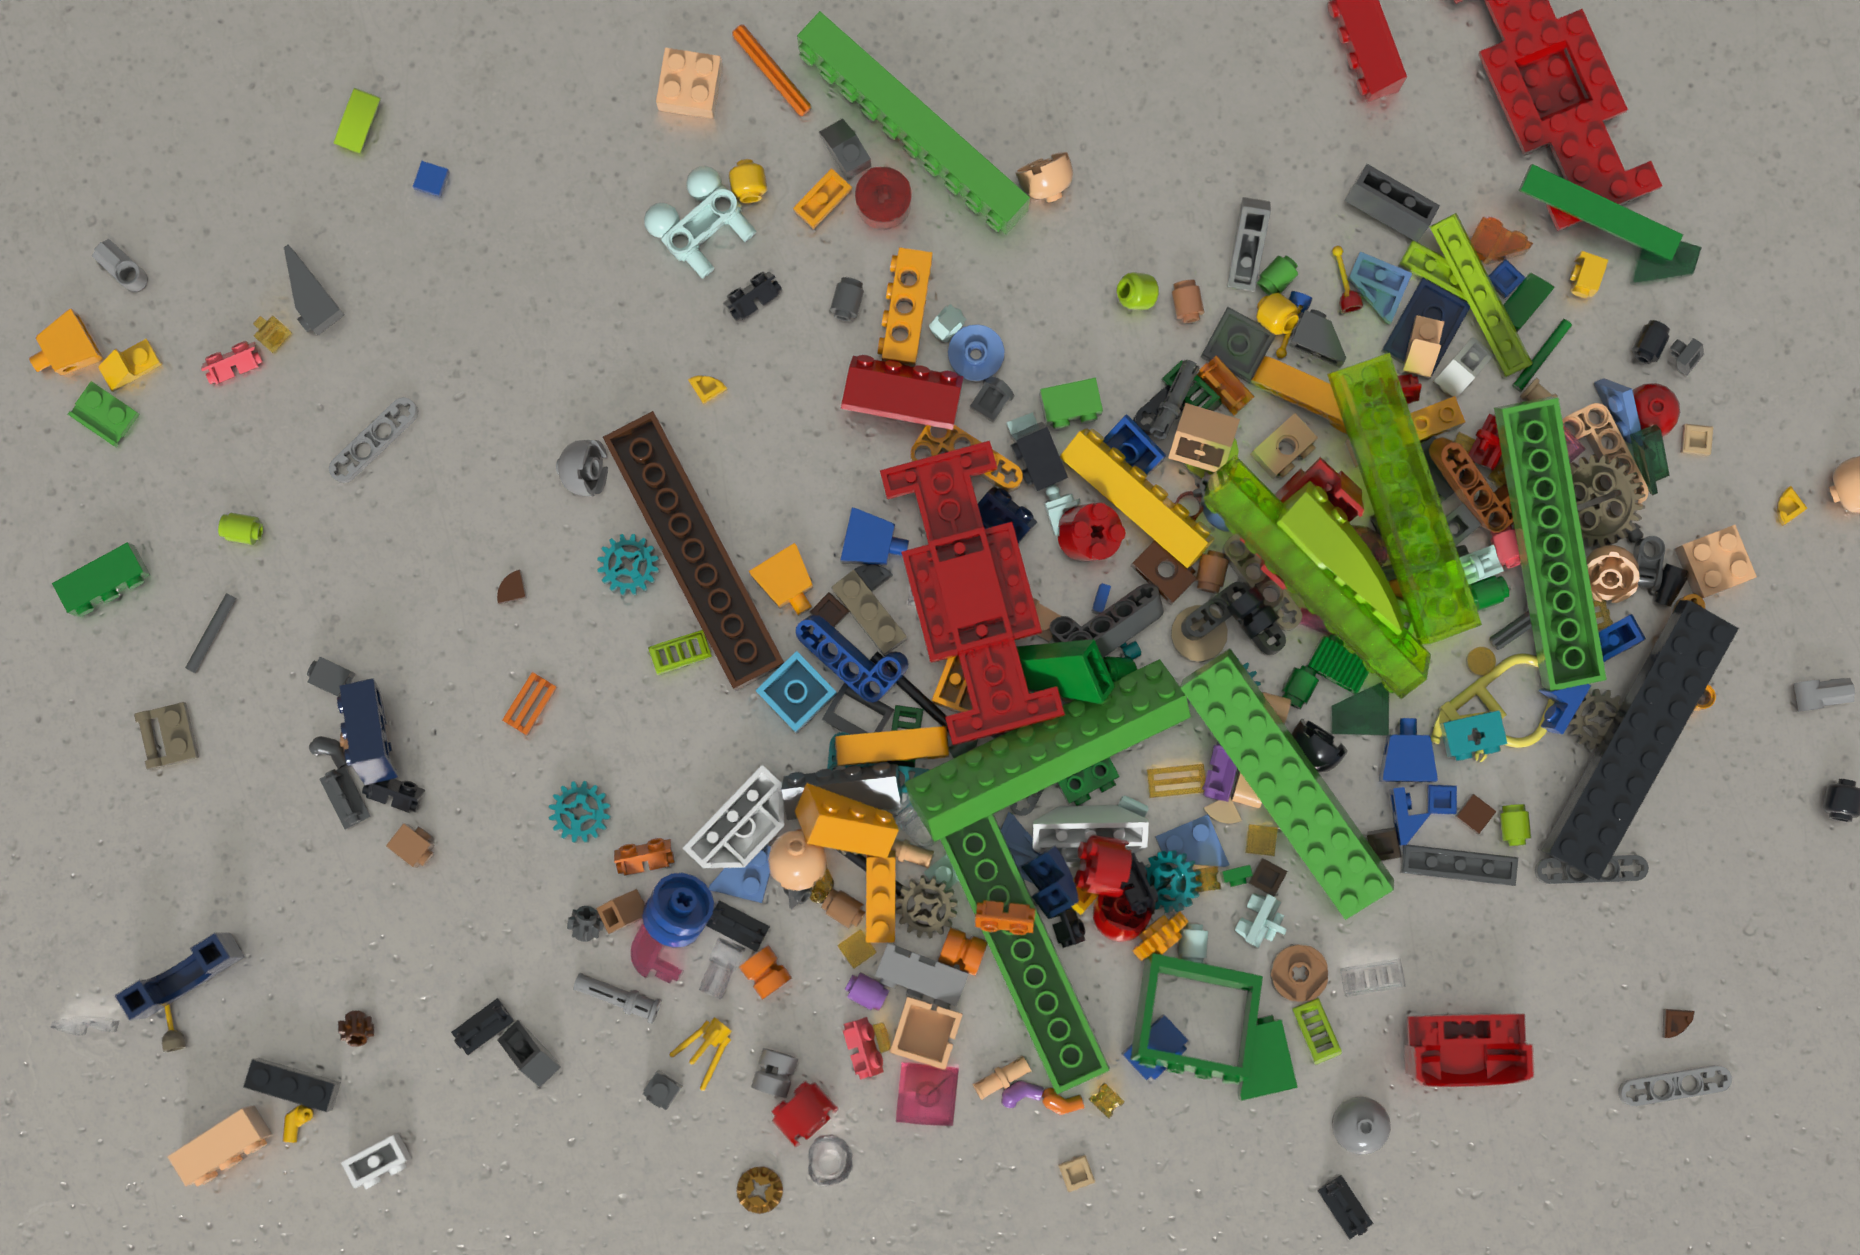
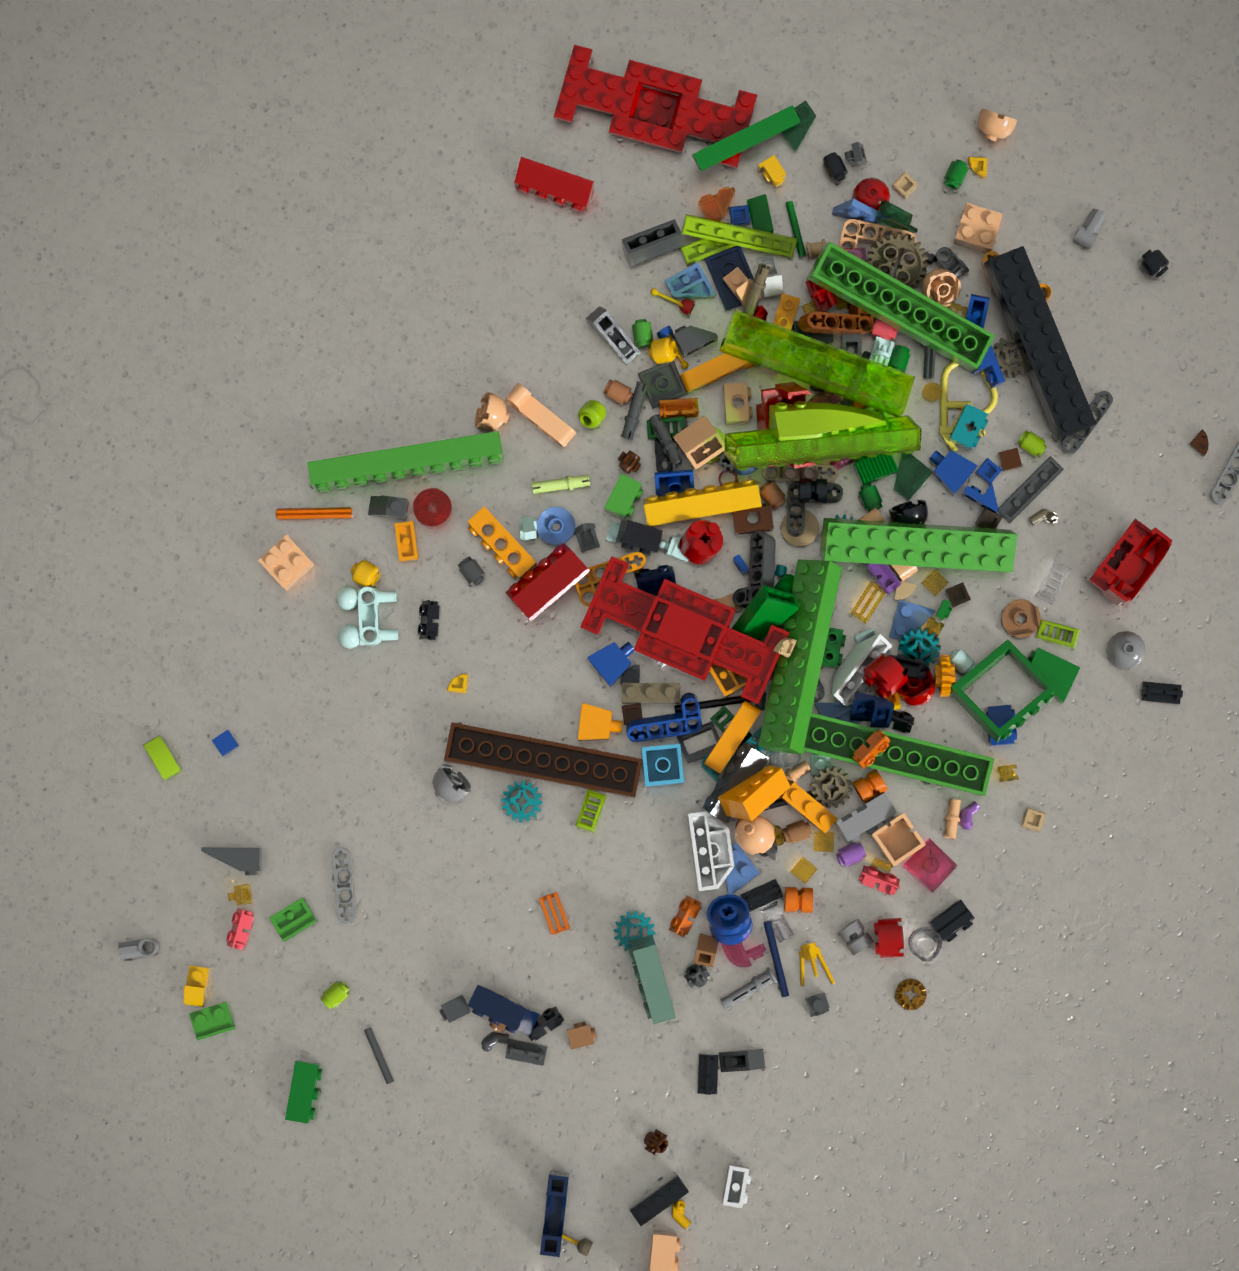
camera: 50 degrees left, 0 degrees up
(66, 345) = (159, 1012): light orange torso -> none
(175, 732) = (419, 1117): dark tan plate -> none
(289, 413) = (293, 919): none -> bright green plate
(511, 588) = (484, 874): reddish brown tile -> none
(538, 874) = (652, 979): none -> sand green piece
(676, 1000) = (776, 958): none -> dark blue bar
(805, 951) = (803, 870): none -> clear yellow tile
(882, 1171) = (952, 920): none -> black brick
(1038, 329) = (561, 484): none -> yellowish green pin
(1043, 723) = (785, 647): none -> tan tile
(1059, 1104) = (991, 799): orange arm -> none
(1088, 232) = (539, 415): none -> light nougat beam
(1116, 377) = (629, 462): none -> reddish brown gear
(1181, 336) = (634, 410): none -> dark grey pin
(1266, 909) = (974, 609): light aqua hips -> none
(1439, 360) = (758, 285): none -> dark tan pin
(1442, 906) = (1044, 515): none -> dark tan arm
(1671, 584) = (971, 260): black cone -> none
(1757, 487) = (955, 174): none -> green brick

